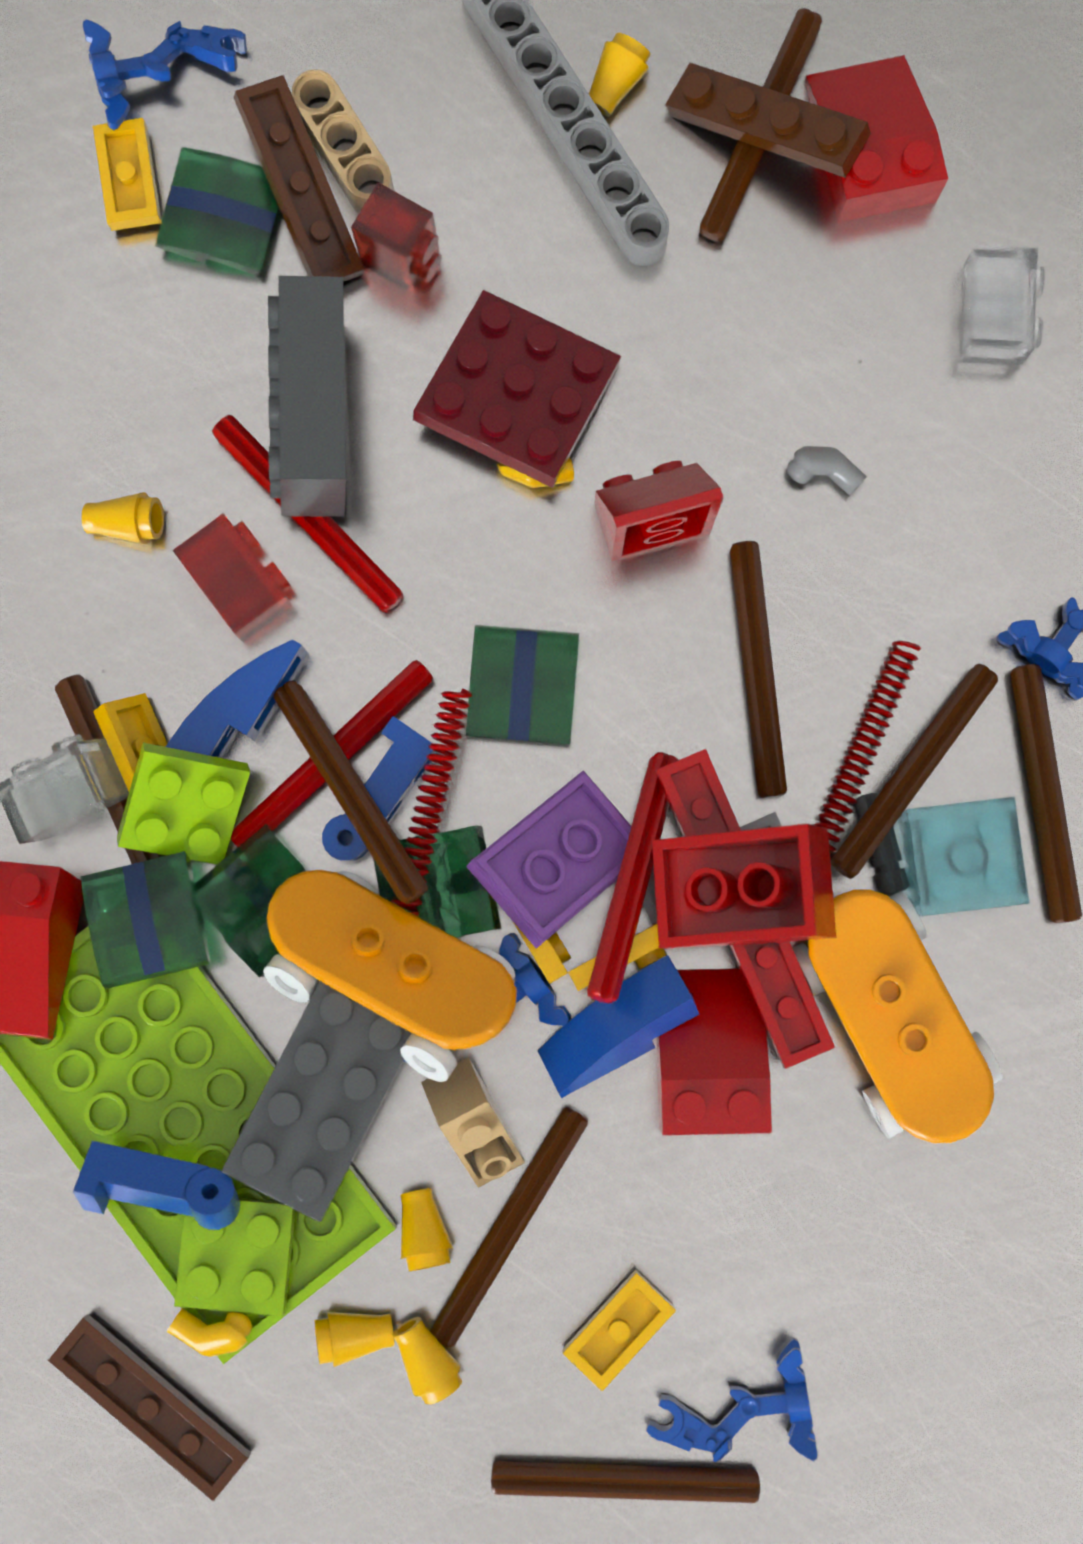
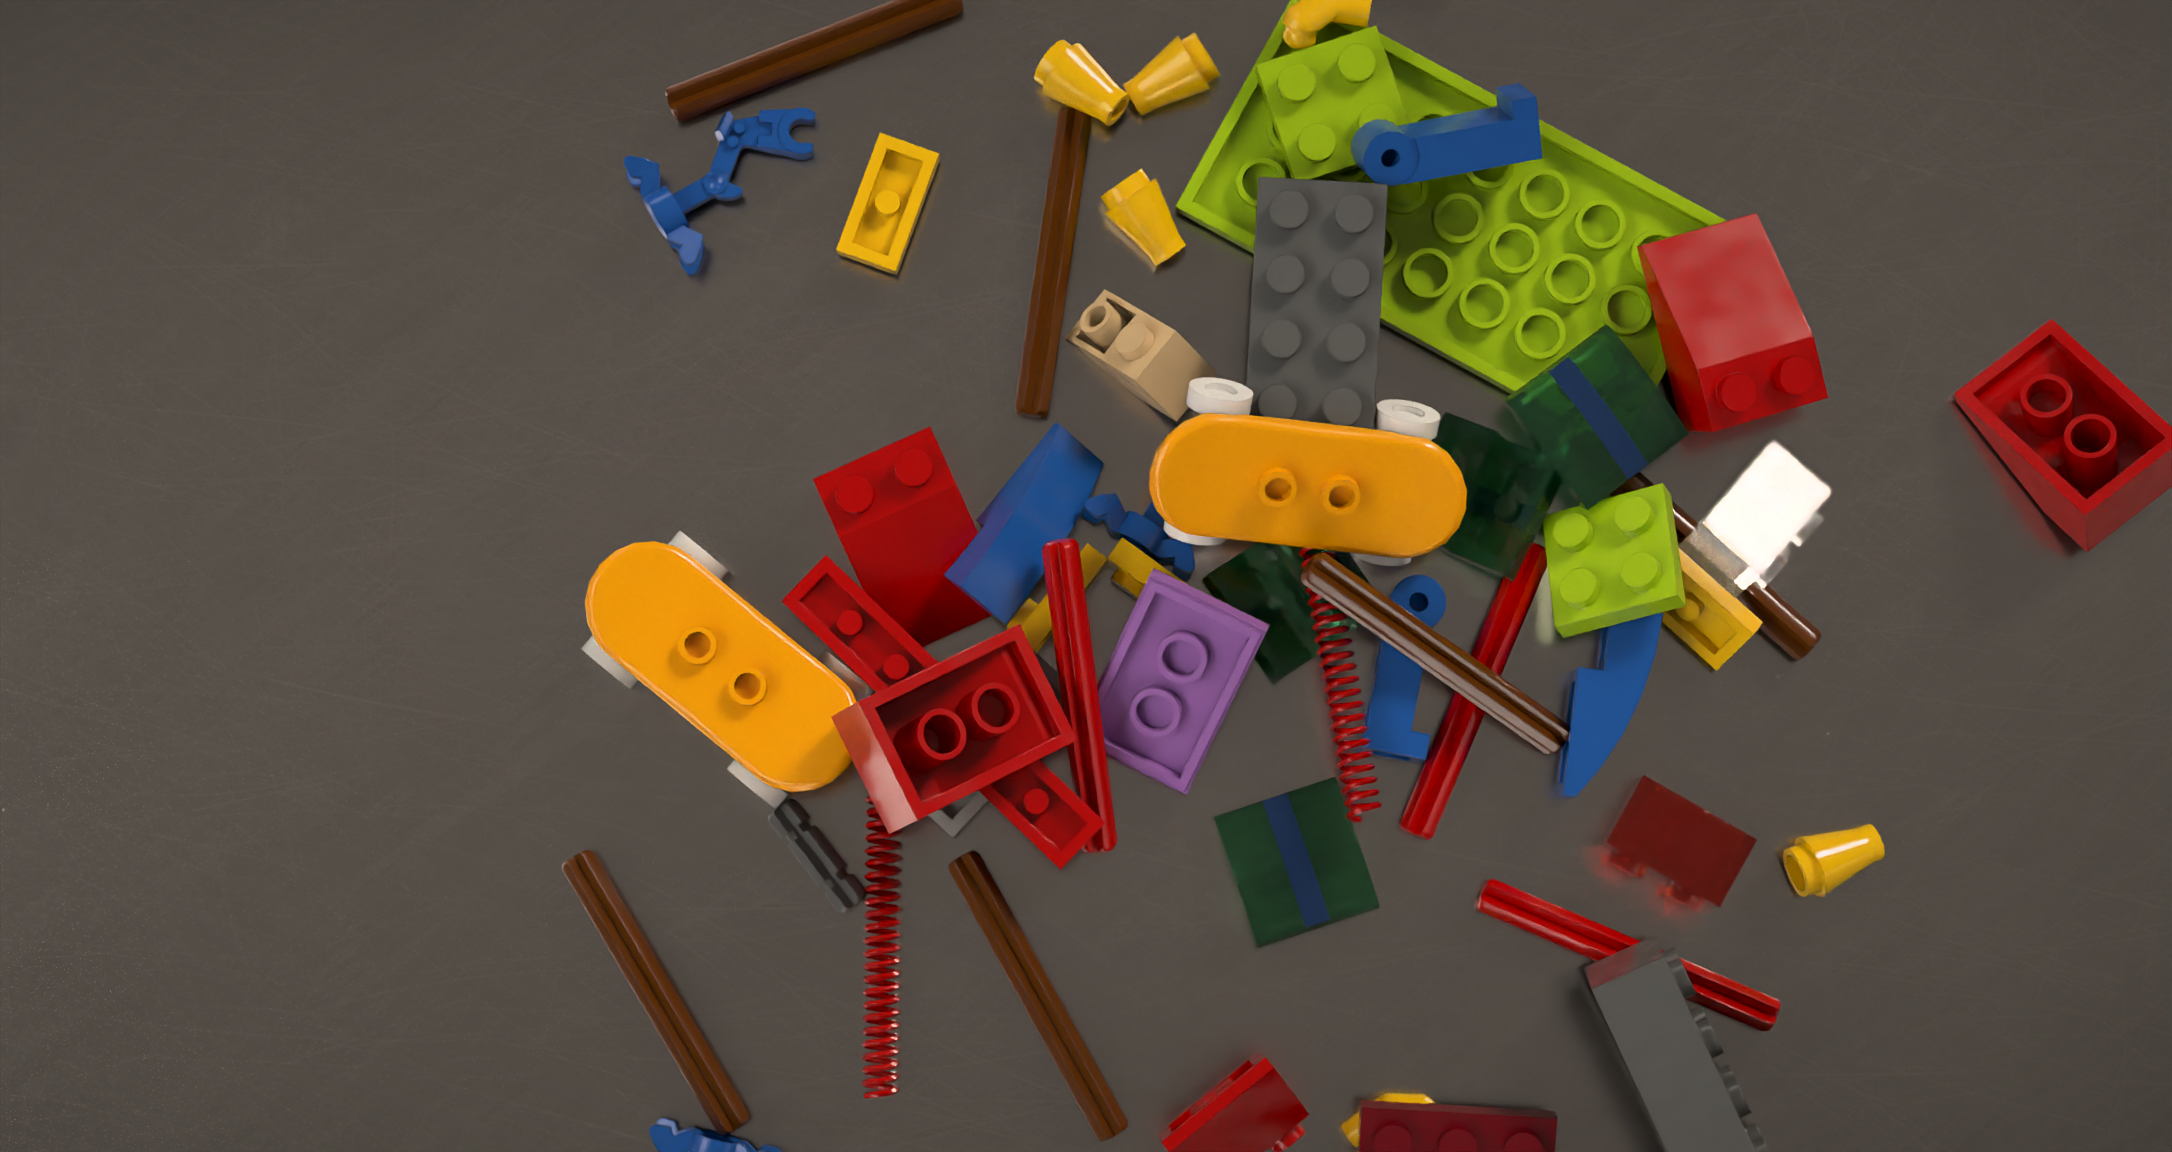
camera: 155 degrees right, 0 degrees up
(914, 771) = (814, 951): reddish brown axle -> none
(963, 856) = (721, 874): clear light blue brick -> none

